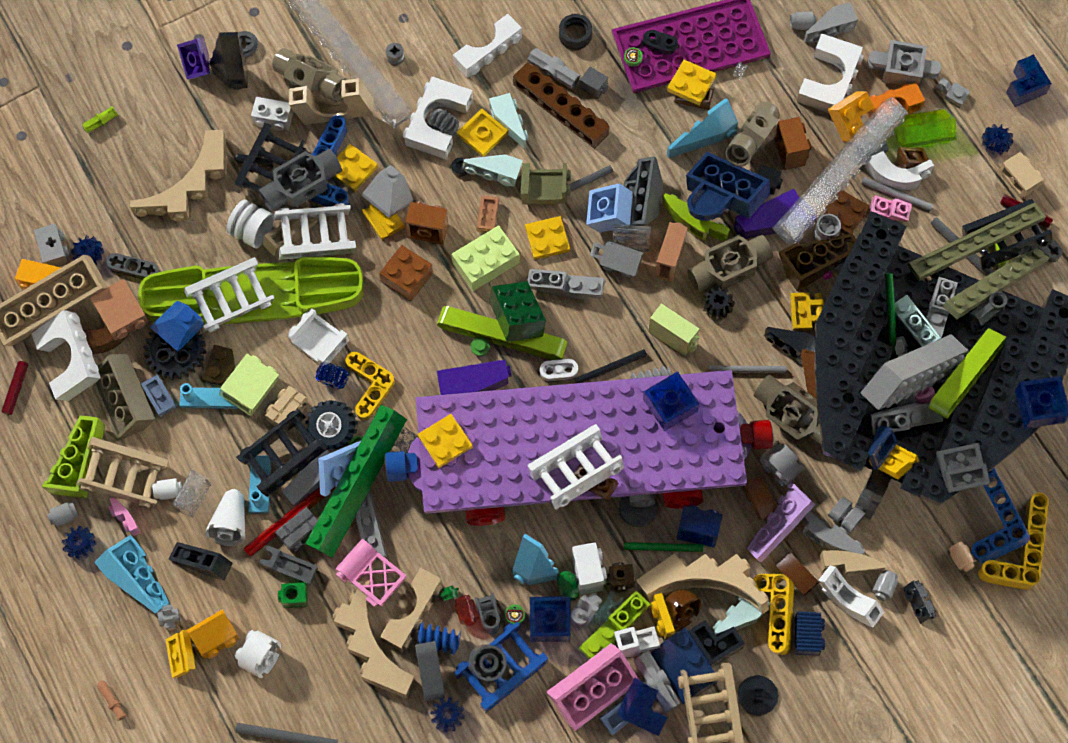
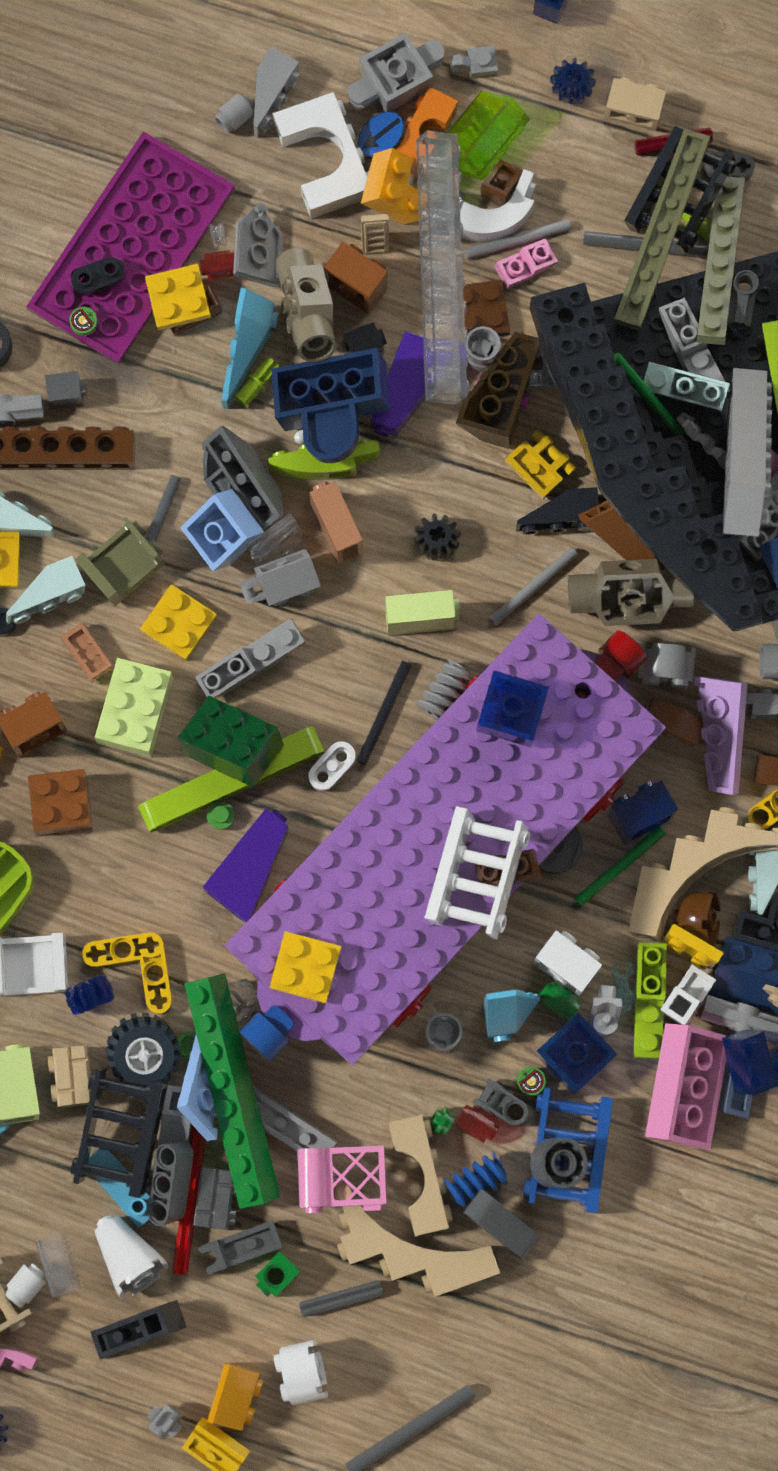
camera: 45 degrees left, 10 degrees up
(127, 568) = (68, 1411): medium azure wedge -> none
(283, 499) = (170, 1182): none -> dark grey beam
(315, 637) = (341, 1298): none -> dark grey axle
(440, 713) = (569, 1249): clear blue gear -> none
(491, 548) = (443, 1032): none -> light grey wheel
(627, 577) = (615, 934): dark brown brick -> none
(692, 156) = (256, 382): none -> lime axle
(728, 85) = (218, 265): none -> clear red brick
(729, 262) = (410, 479): dark tan brick -> none
(754, 89) = (257, 247): none -> light grey tile
(822, 130) = (375, 234): none -> tan slope
(873, 85) = (381, 133): none -> blue piece

